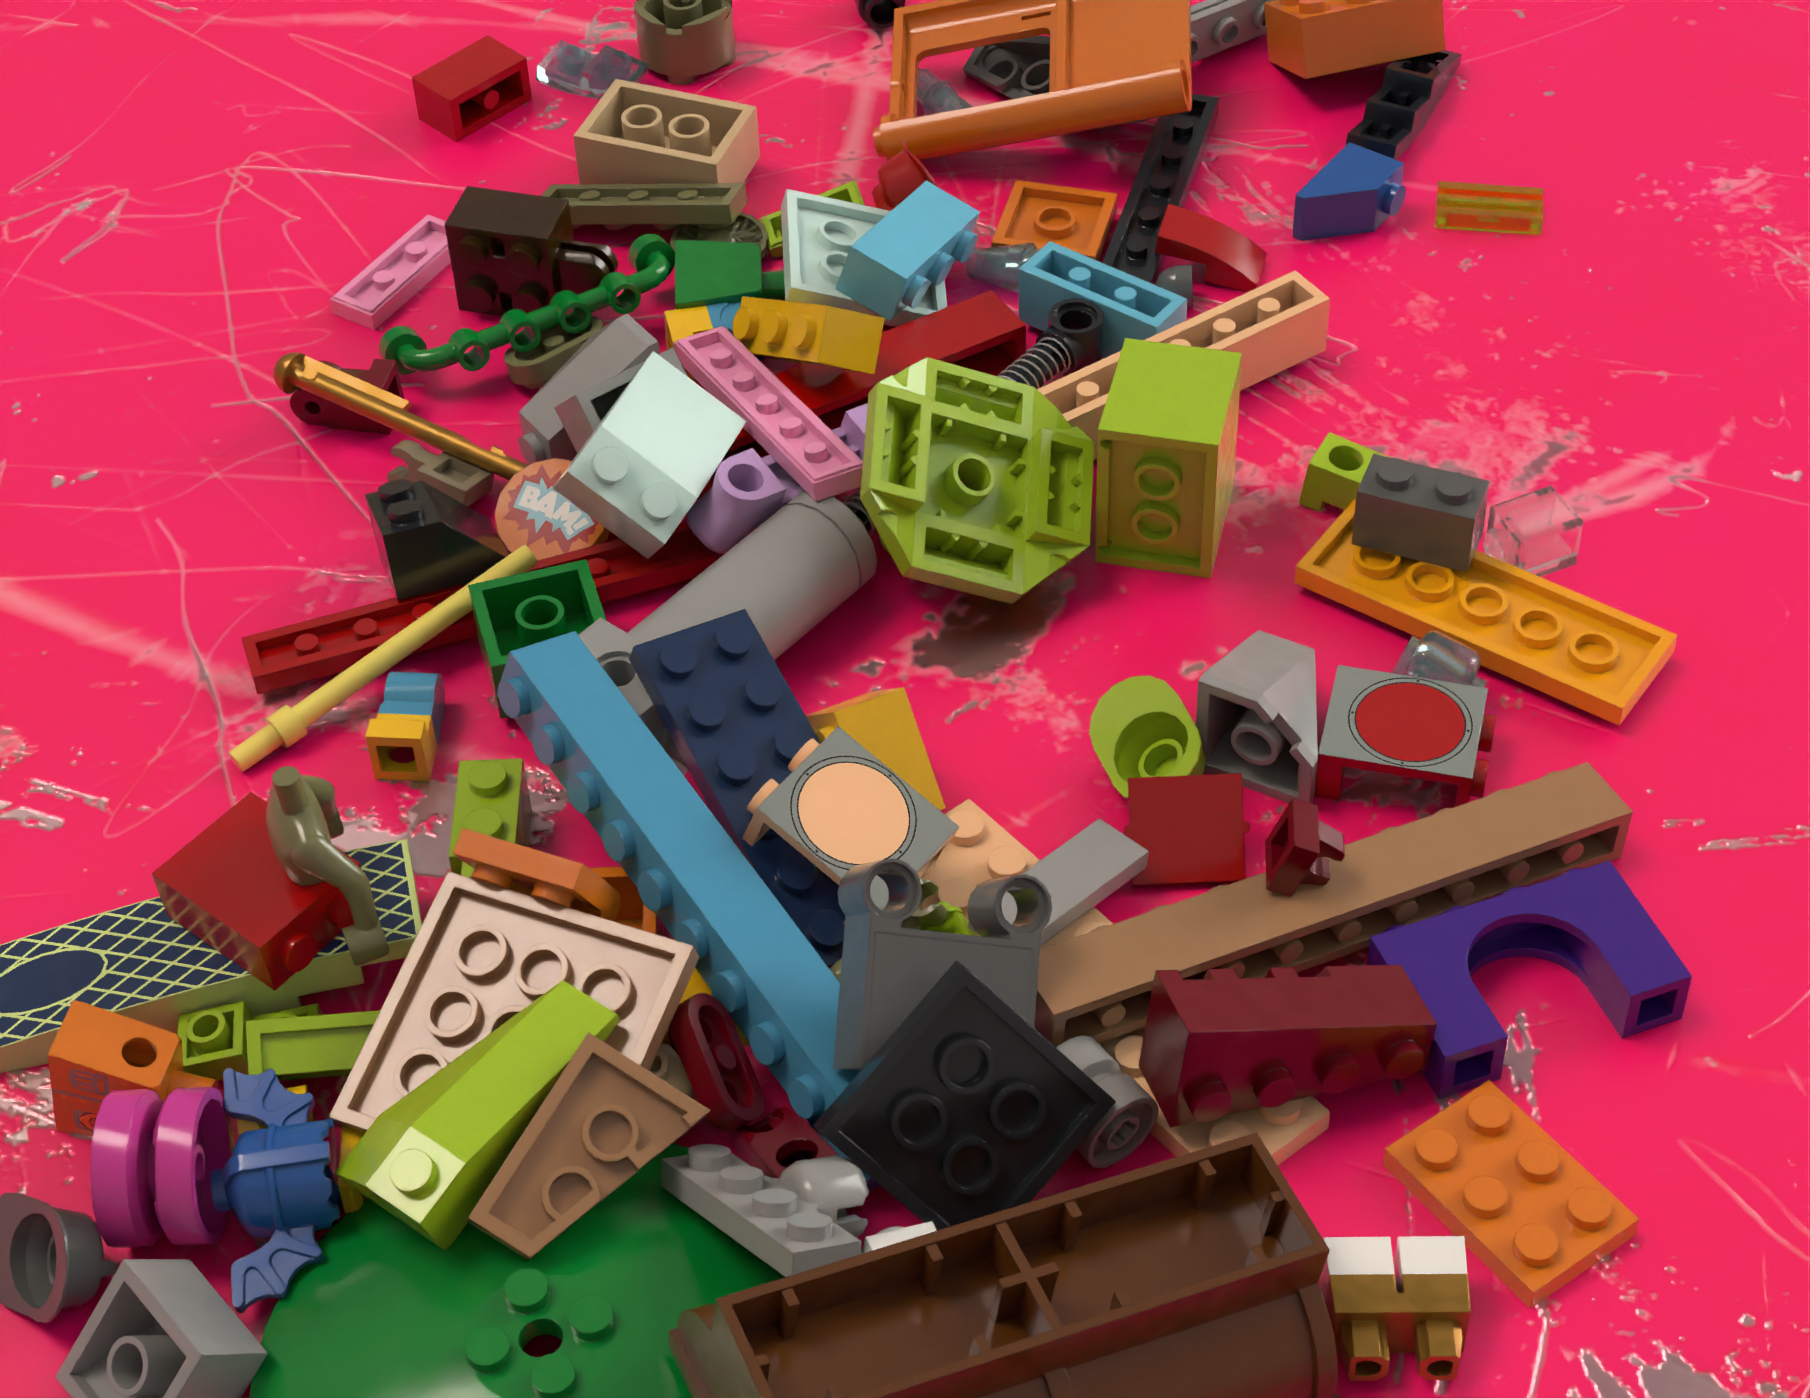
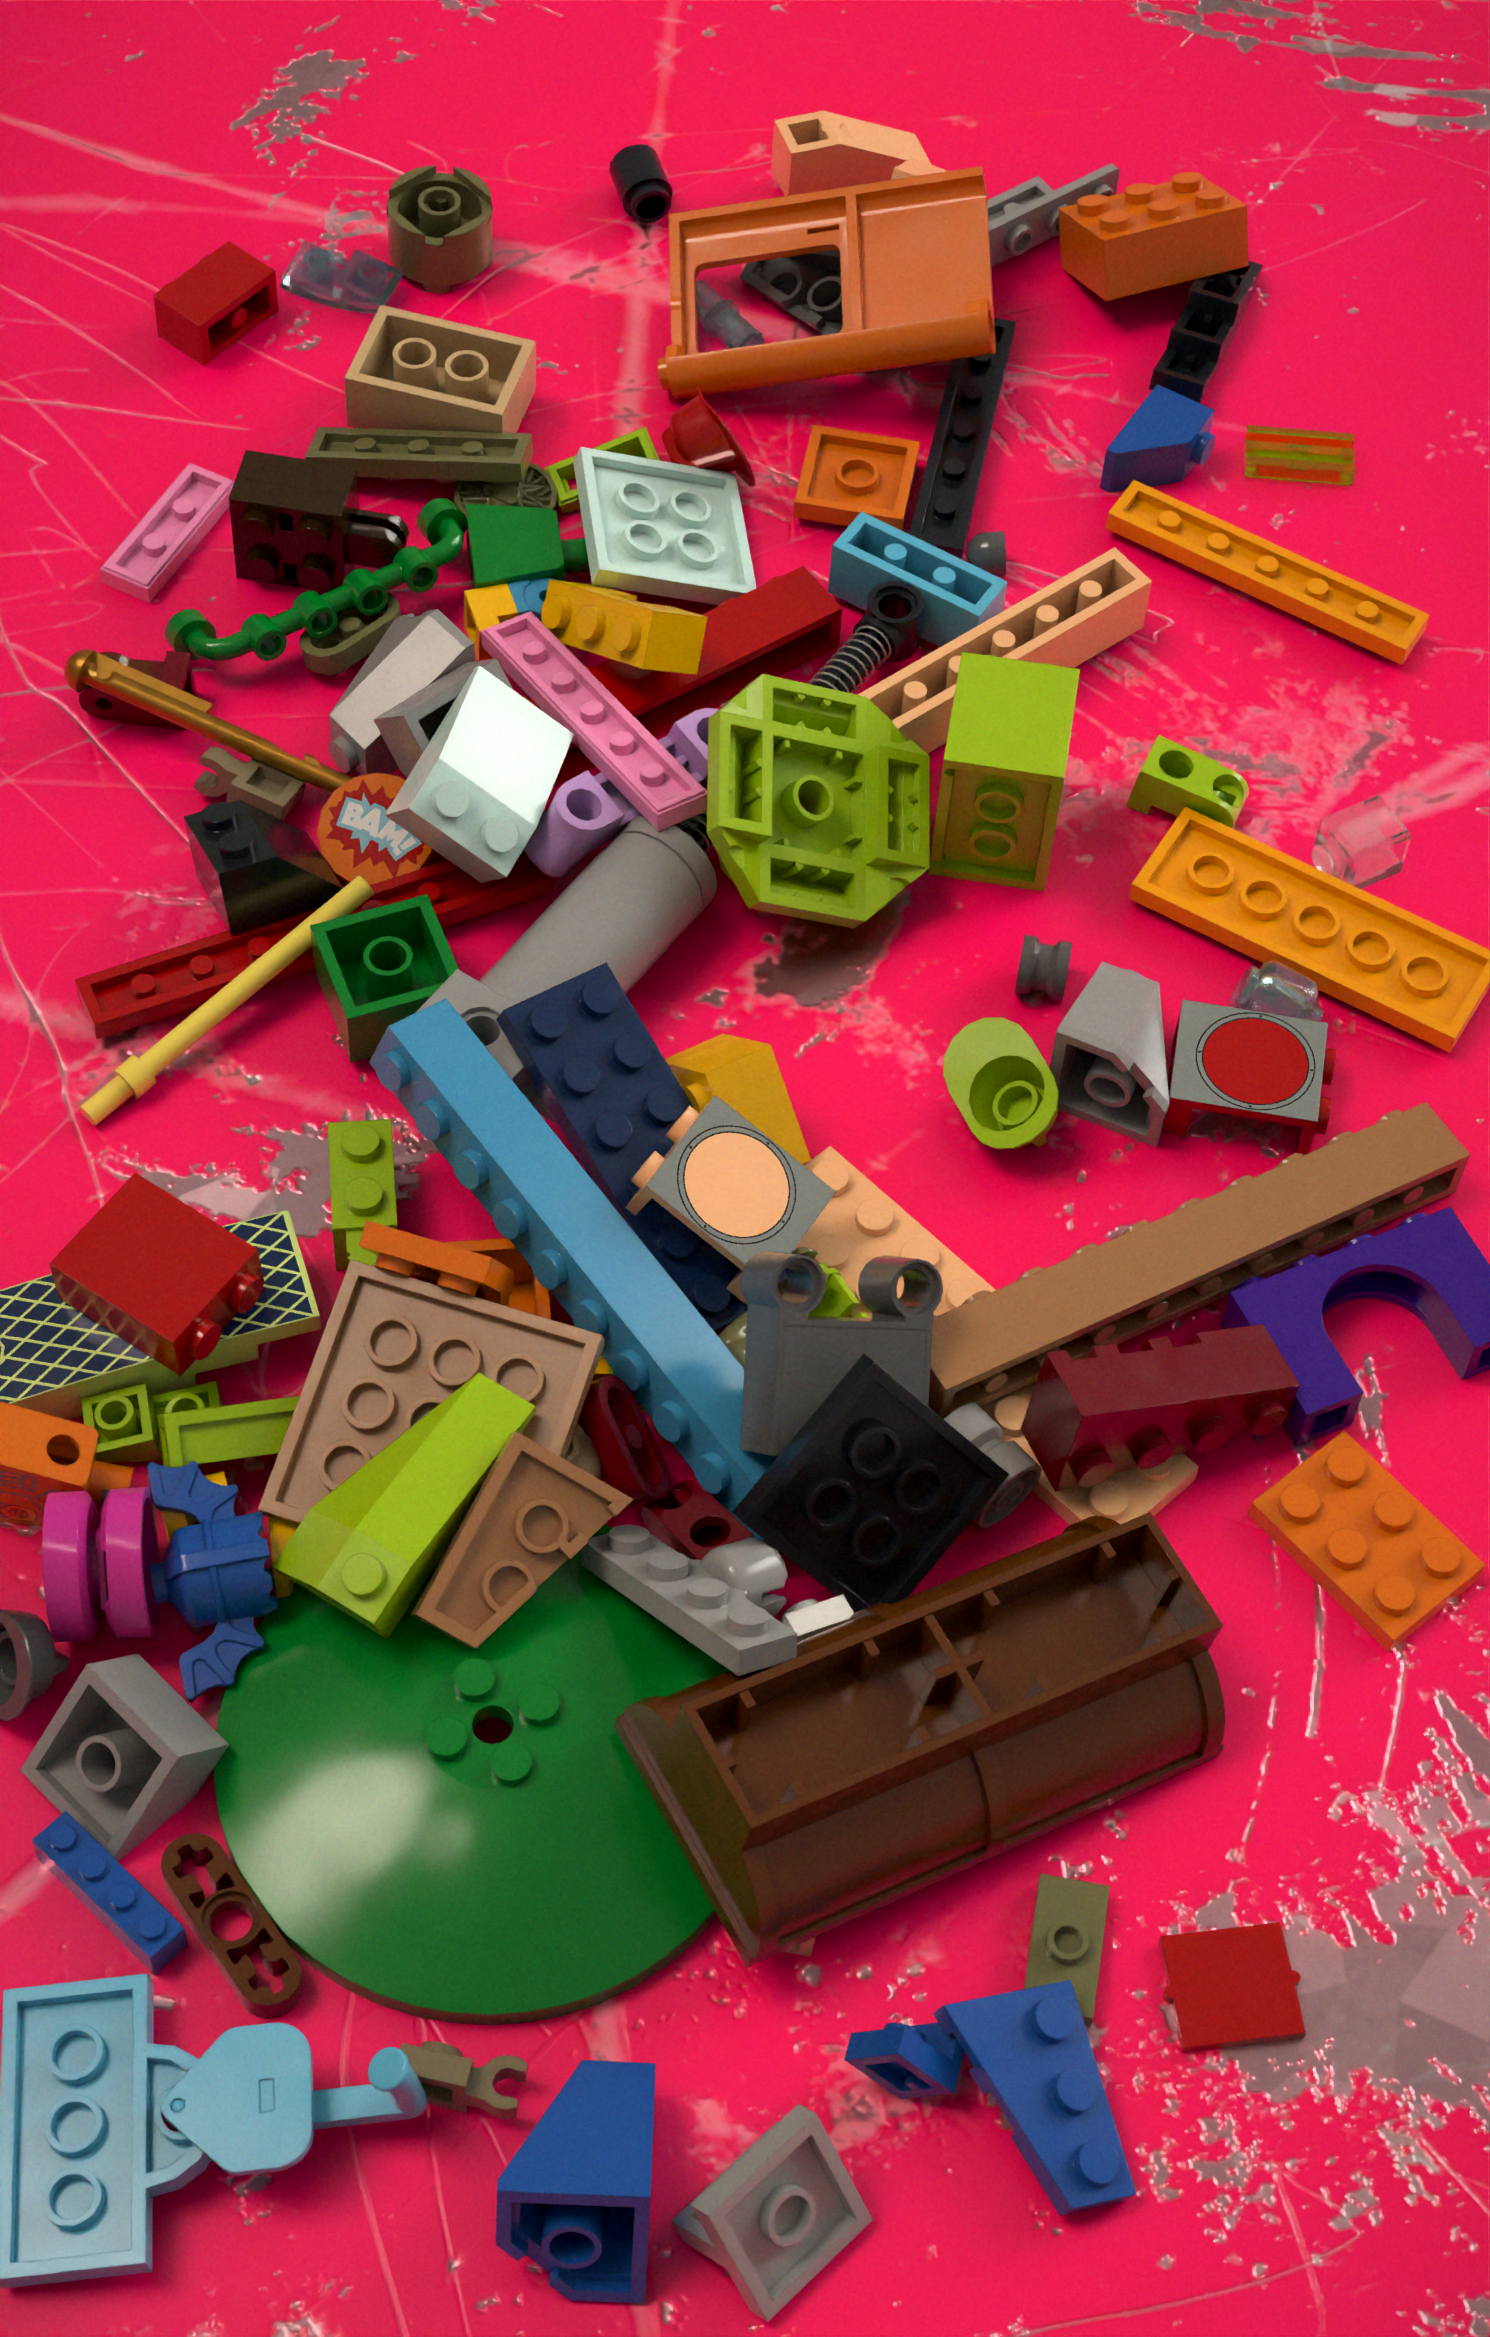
camera: 10 degrees left, 10 degrees up
(300, 829) = (210, 1245): olive piece -> none
(407, 718) = (259, 1074): leg -> none
(909, 251) = (716, 522): medium azure brick -> none
(1000, 264) = (810, 527): clear light blue cone -> none
(1082, 874) = (946, 1228): light grey tile -> none
(1188, 827) = (1045, 1177): red piece -> none
(1199, 638) = (1043, 967): none -> dark grey wheel
(1229, 255) = (1012, 500): red slope -> none
(1298, 849) = (1164, 1211): dark red tile -> none
(1400, 1306) = (1276, 1654): pearl gold hips -> none
(1420, 512) = (1254, 829): dark grey brick -> none
(1453, 302) = (1267, 571): none -> light orange plate

